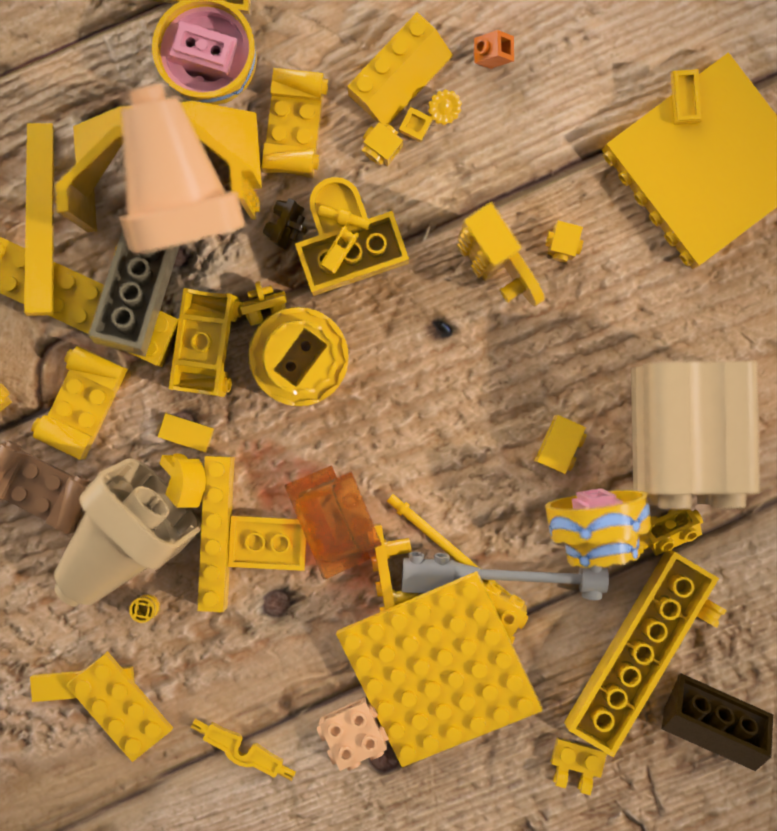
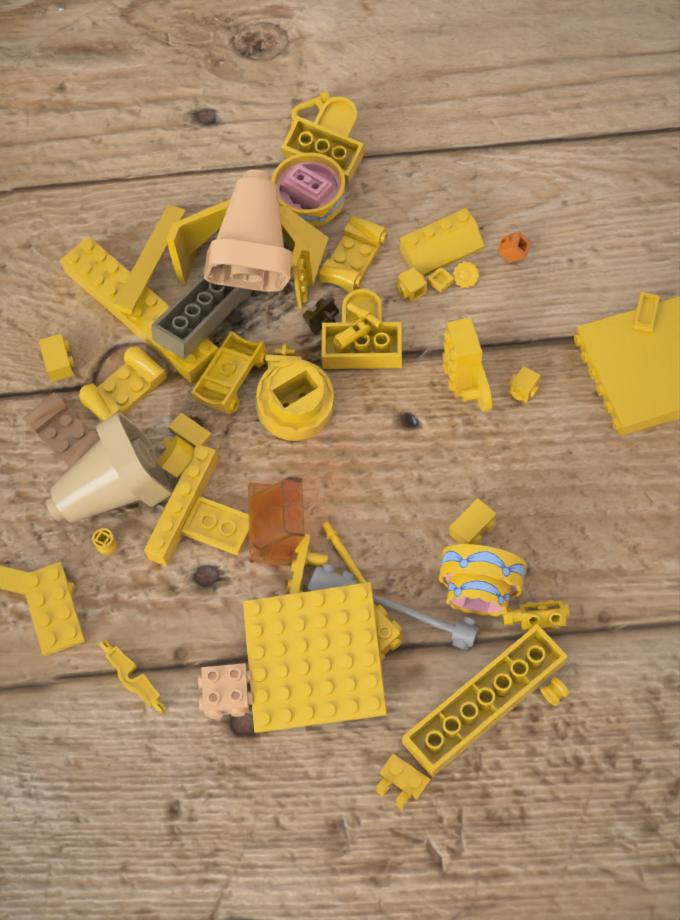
camera: 20 degrees right, 25 degrees down
(695, 432) = (579, 531): tan brick -> none
(719, 722) = (534, 785): dark brown slope -> none

